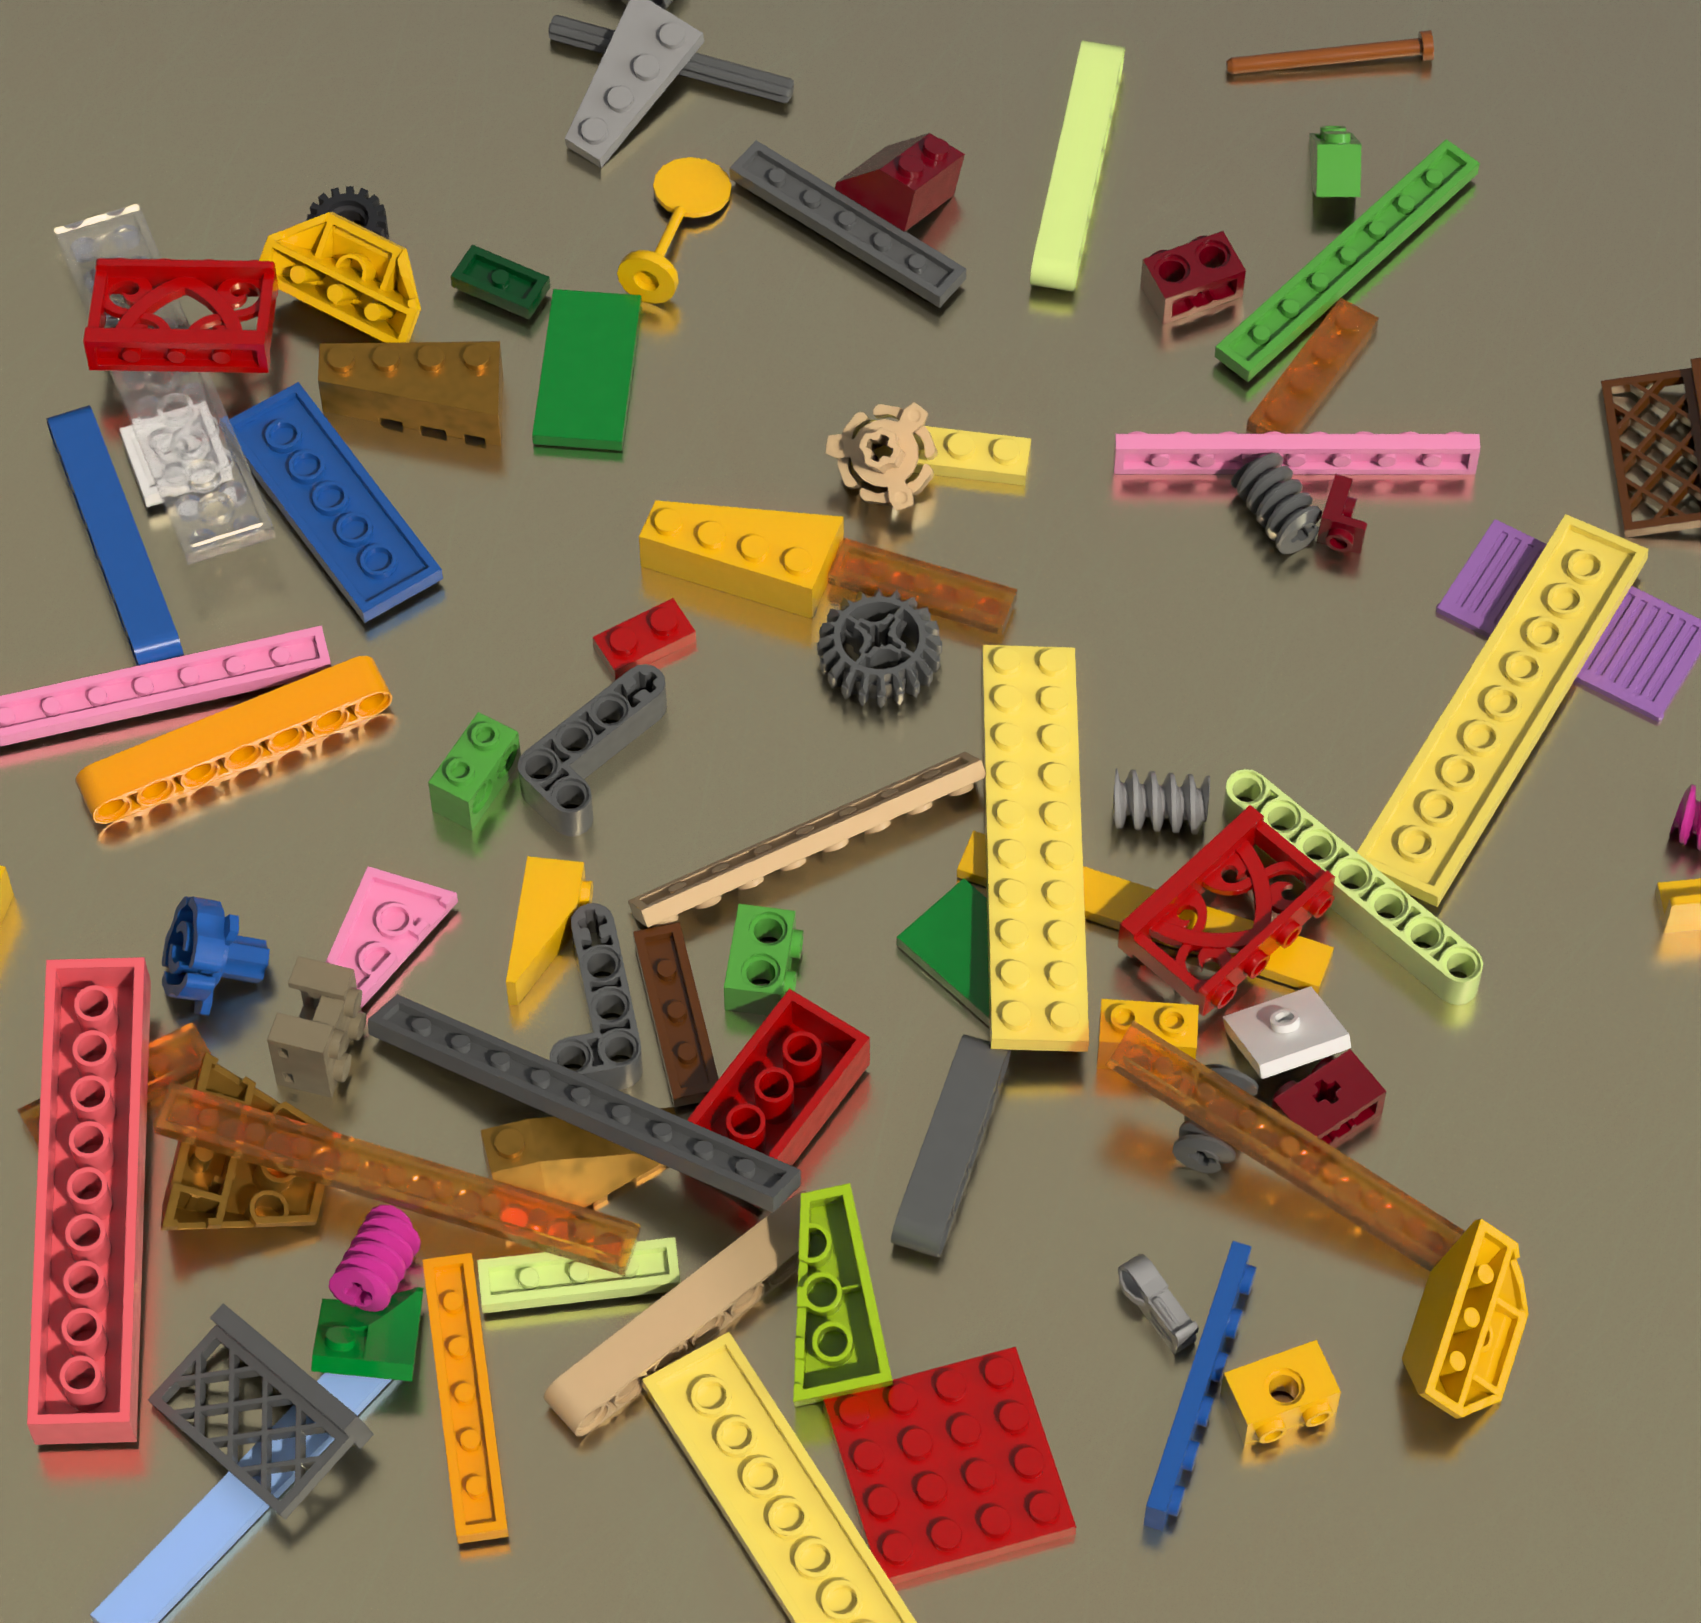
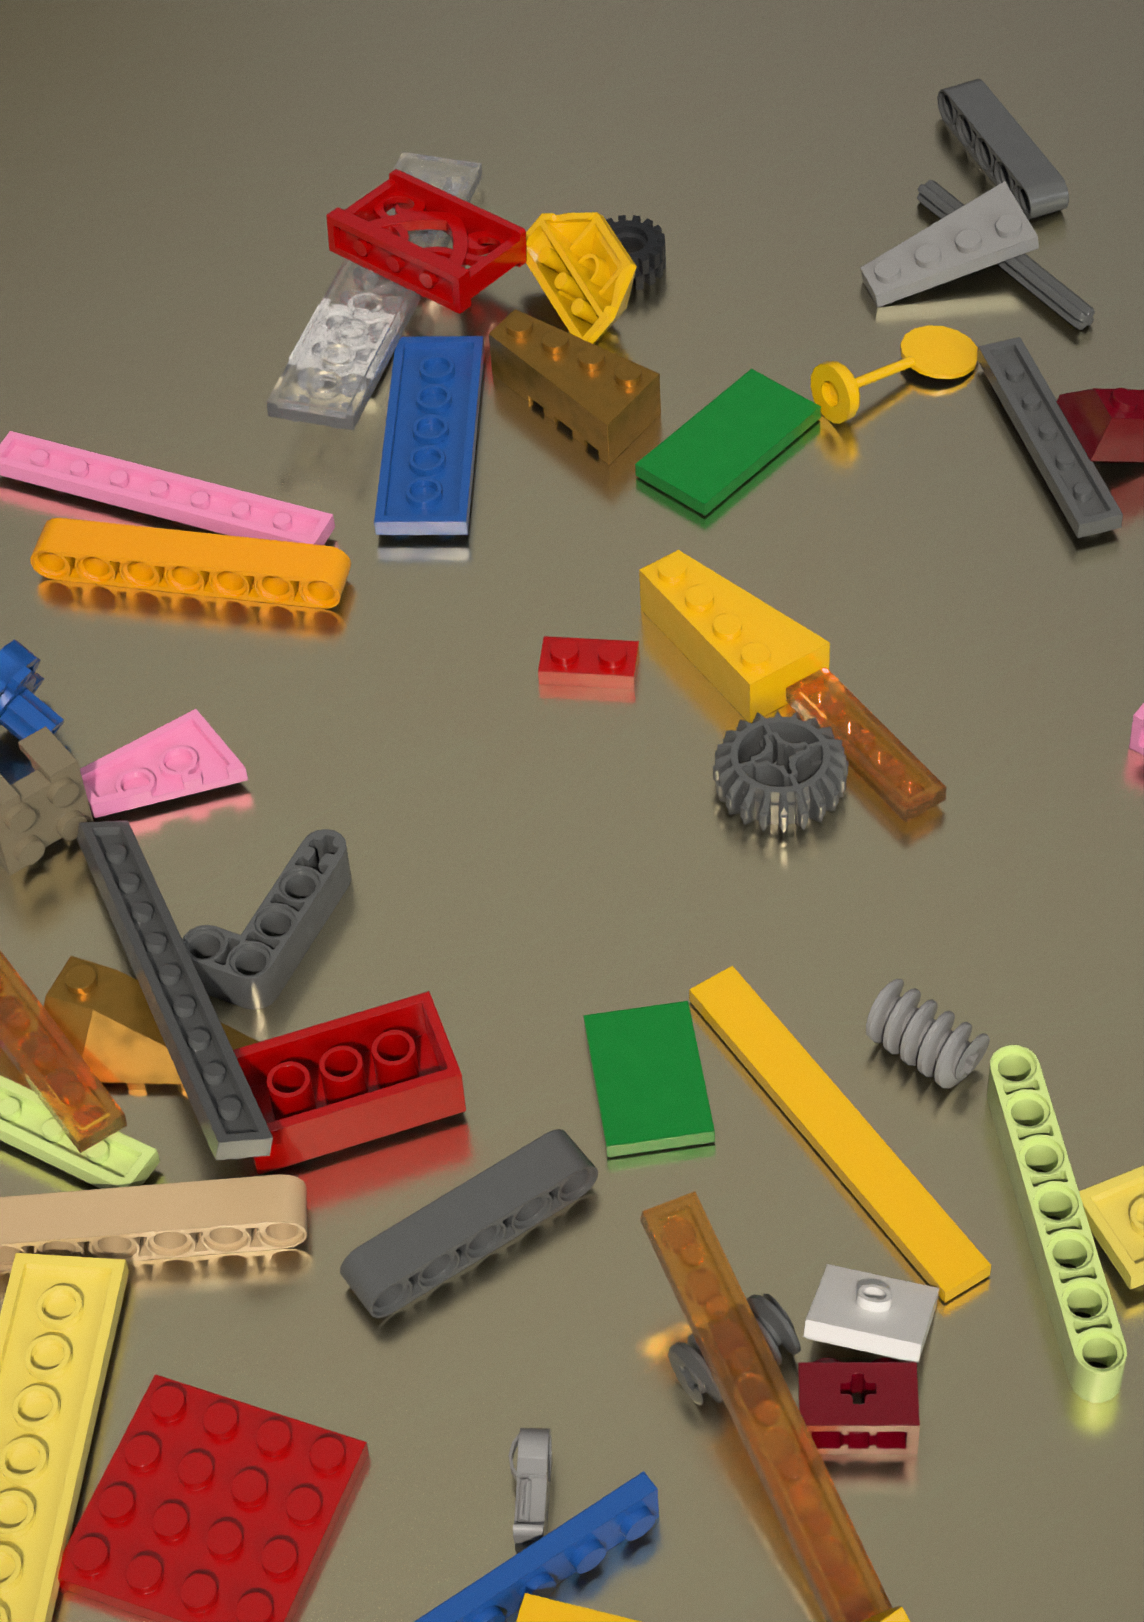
camera: 40 degrees right, 10 degrees down
(114, 536) = (242, 377): blue beam -> none
(474, 771) = (348, 683): bright green brick -> none
(500, 281) = (713, 344): dark green plate -> none
(543, 923) = (275, 834): yellow slope -> none
(633, 700) = (463, 712): dark grey beam -> none
(676, 1013) = (340, 959): reddish brown plate -> none
(755, 960) = (447, 959): bright green brick -> none
(791, 847) = (599, 894): tan plate -> none
(837, 1315) = (225, 1286): lime wedge -> none
(888, 471) = (916, 613): tan piece -> none
(973, 455) = (979, 648): light yellow plate -> none
(1034, 850) = (765, 1014): light yellow plate -> none
(1169, 1021) = (753, 1238): yellow brick -> none
(1182, 891) = (882, 1211): red fence -> none

